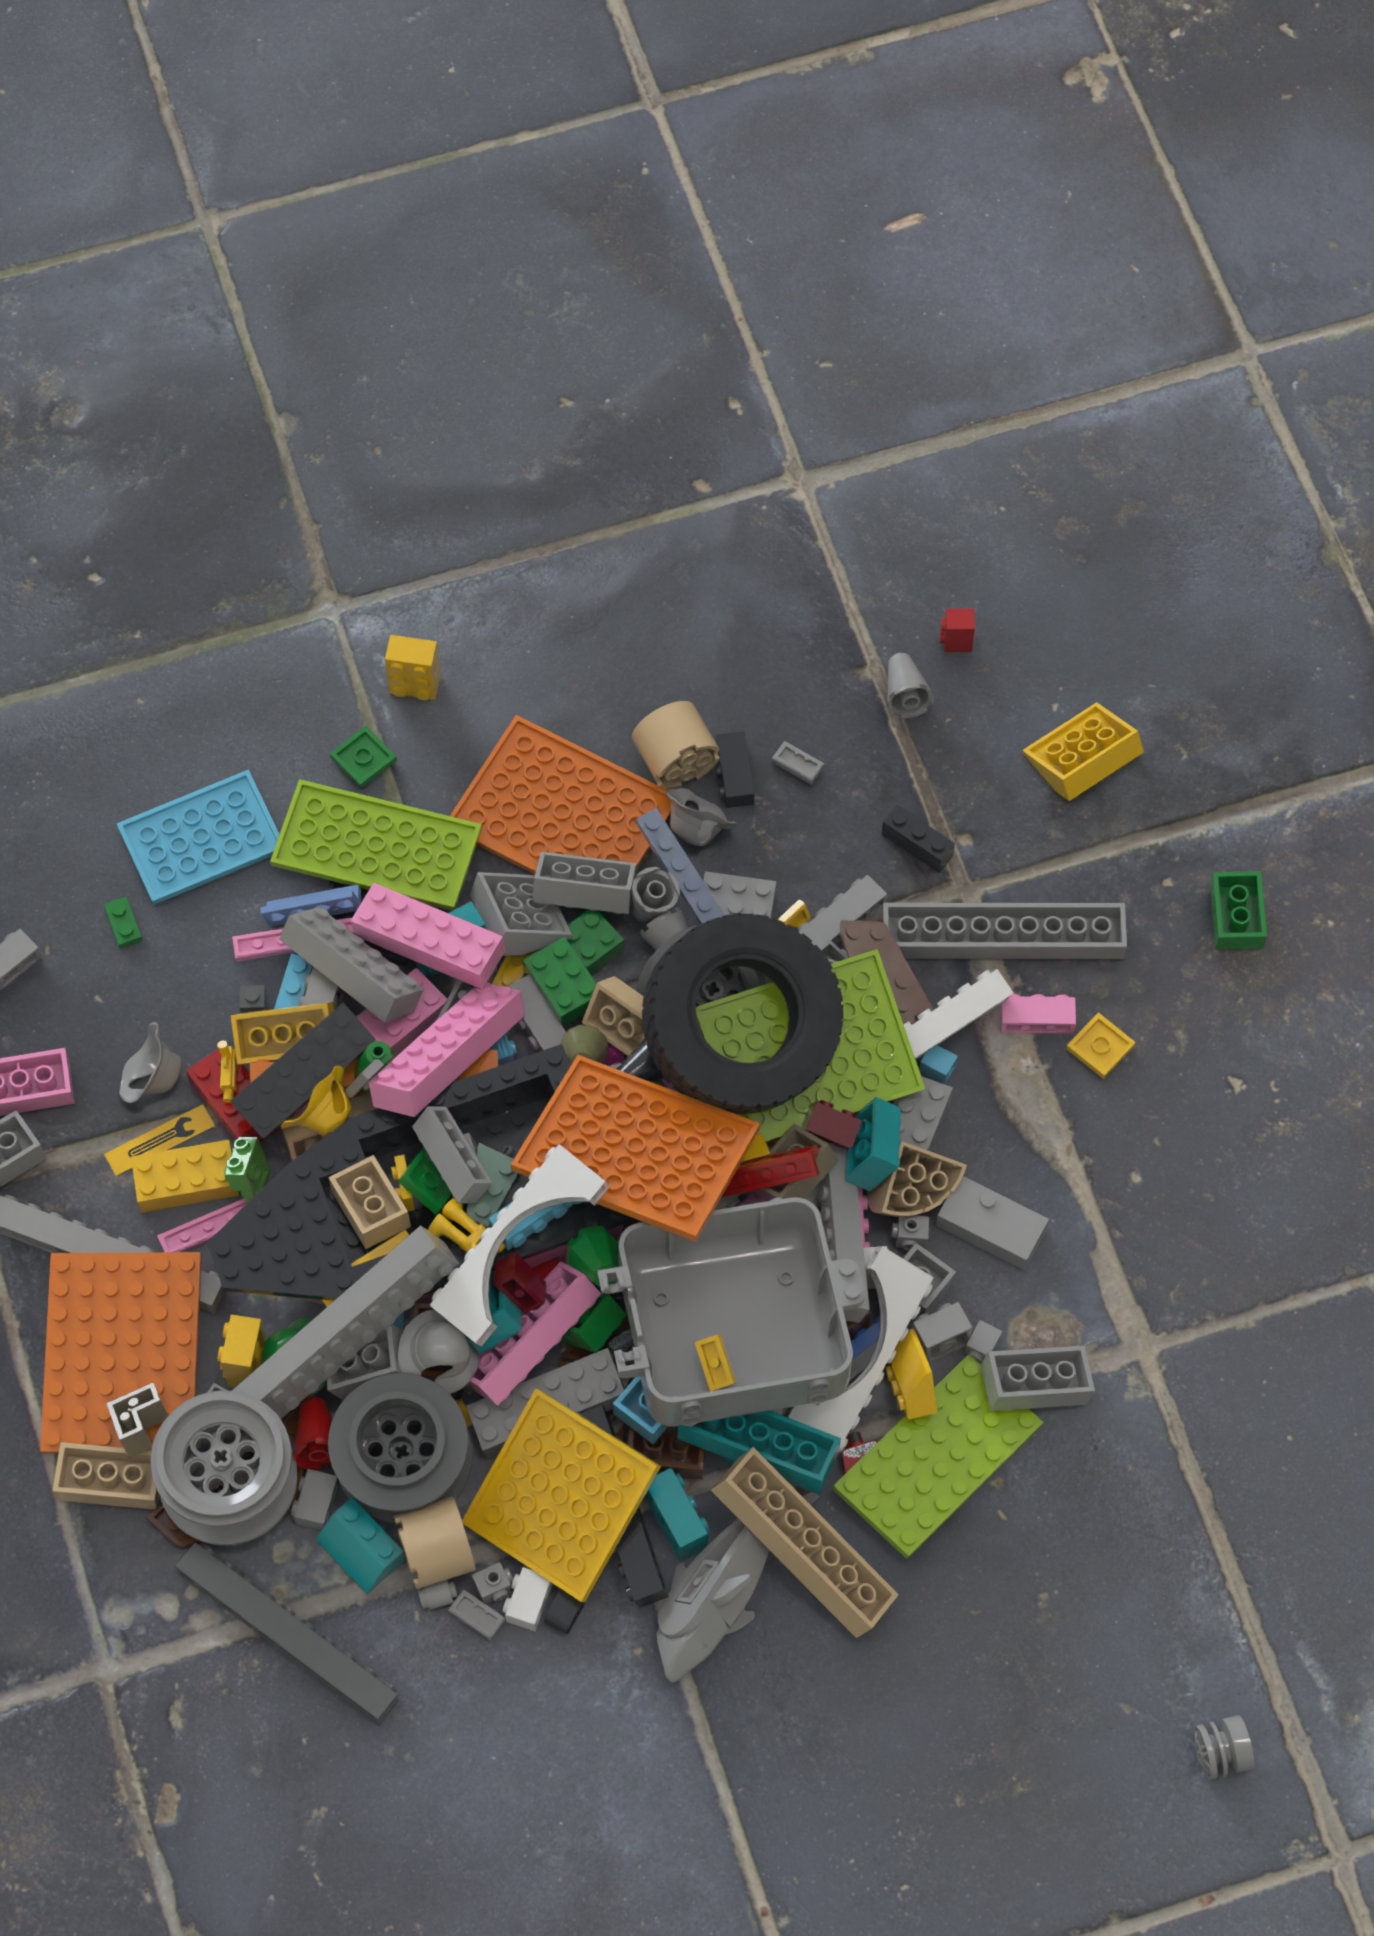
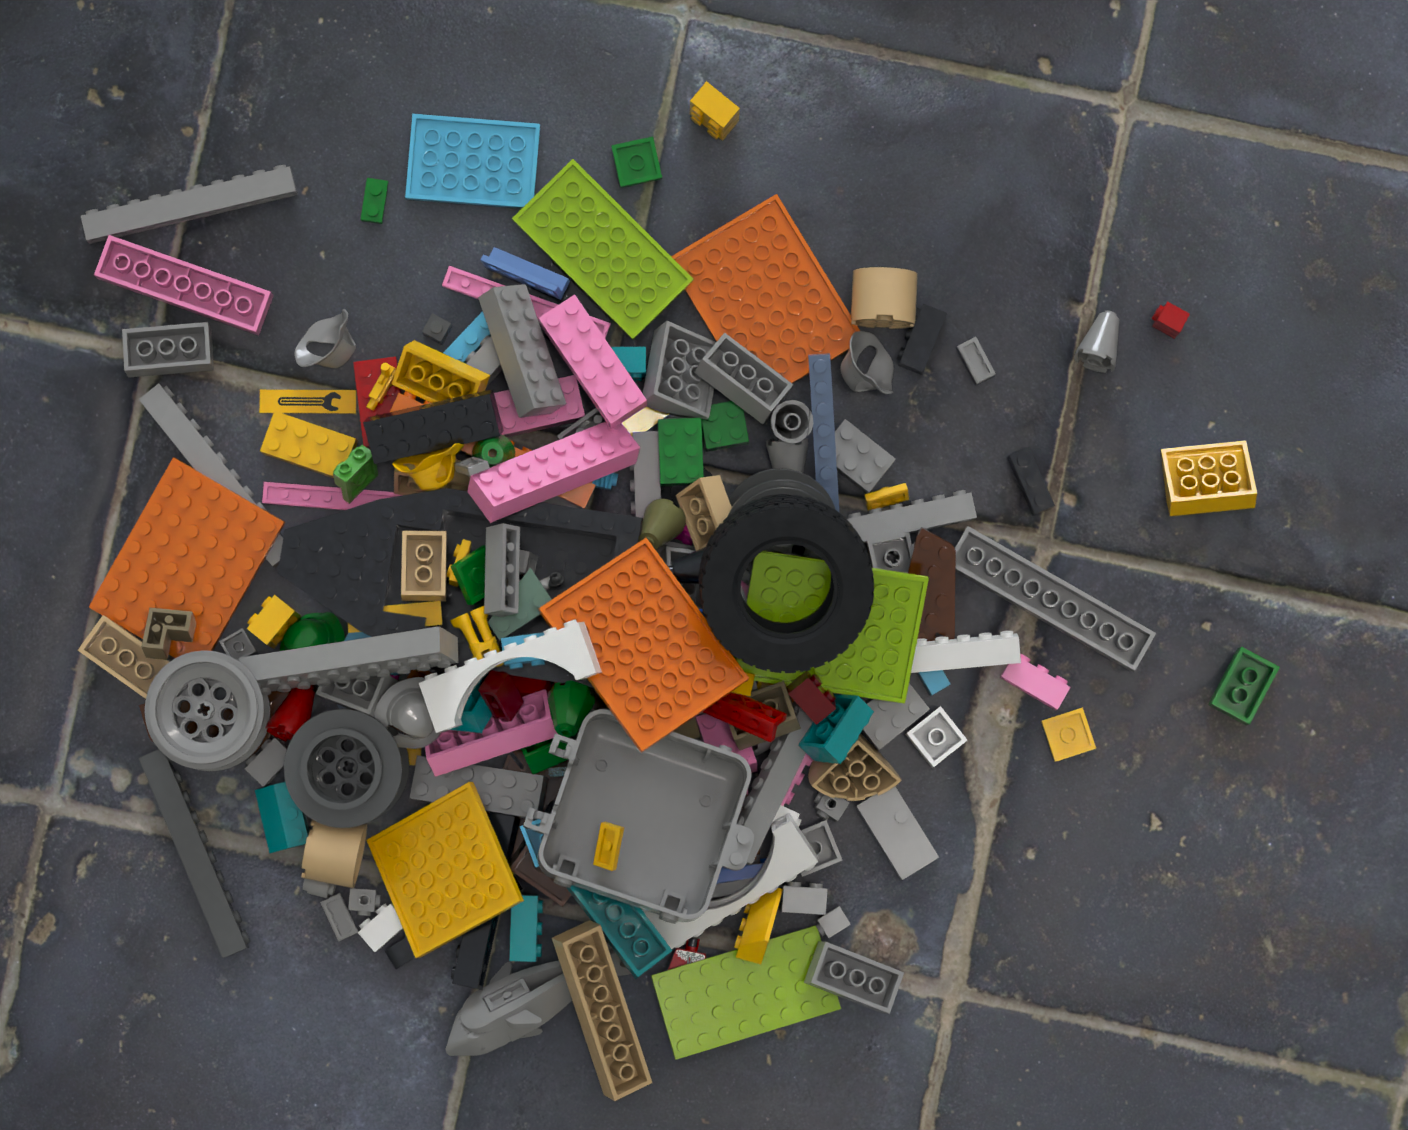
camera: 25 degrees right, 20 degrees up
(974, 1113) = (936, 737): none -> white brick

